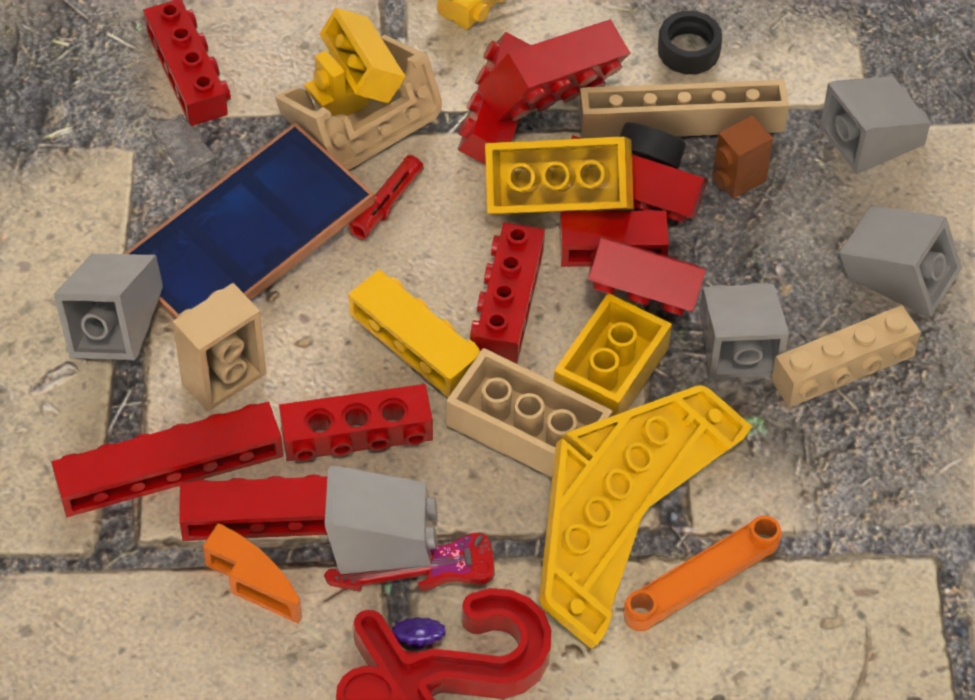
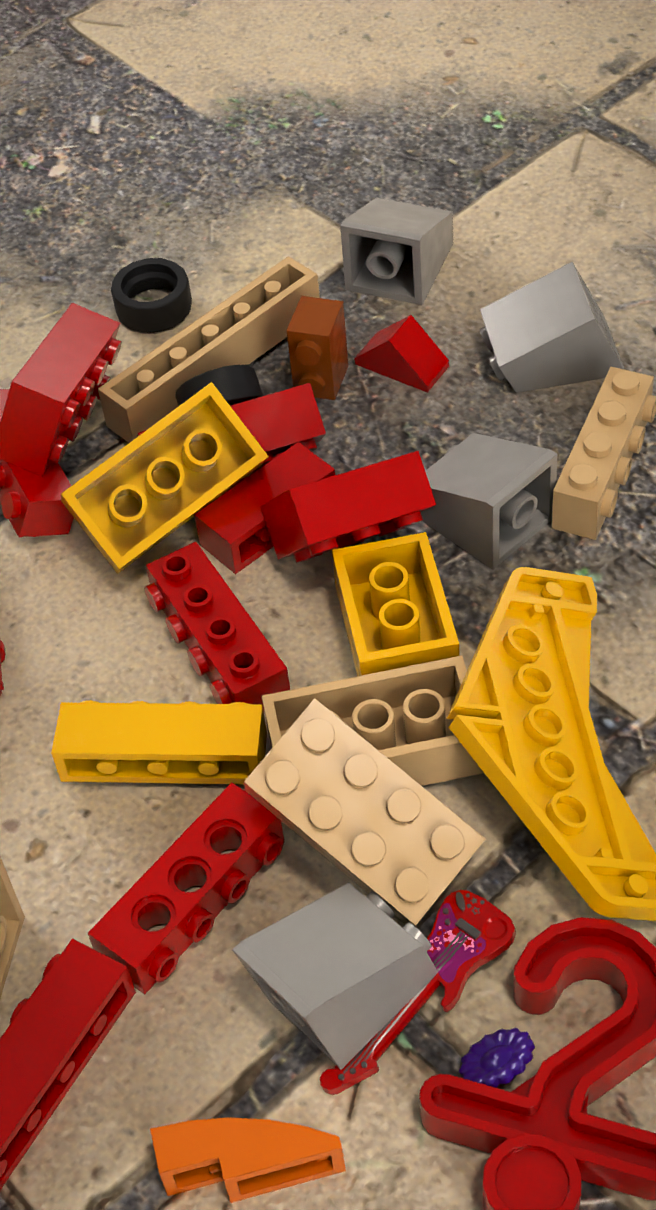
camera: 35 degrees left, 5 degrees down
(254, 507) = (168, 1074): red brick -> none
(467, 453) = (363, 813): none -> tan brick
(801, 202) = (405, 355): none -> red slope

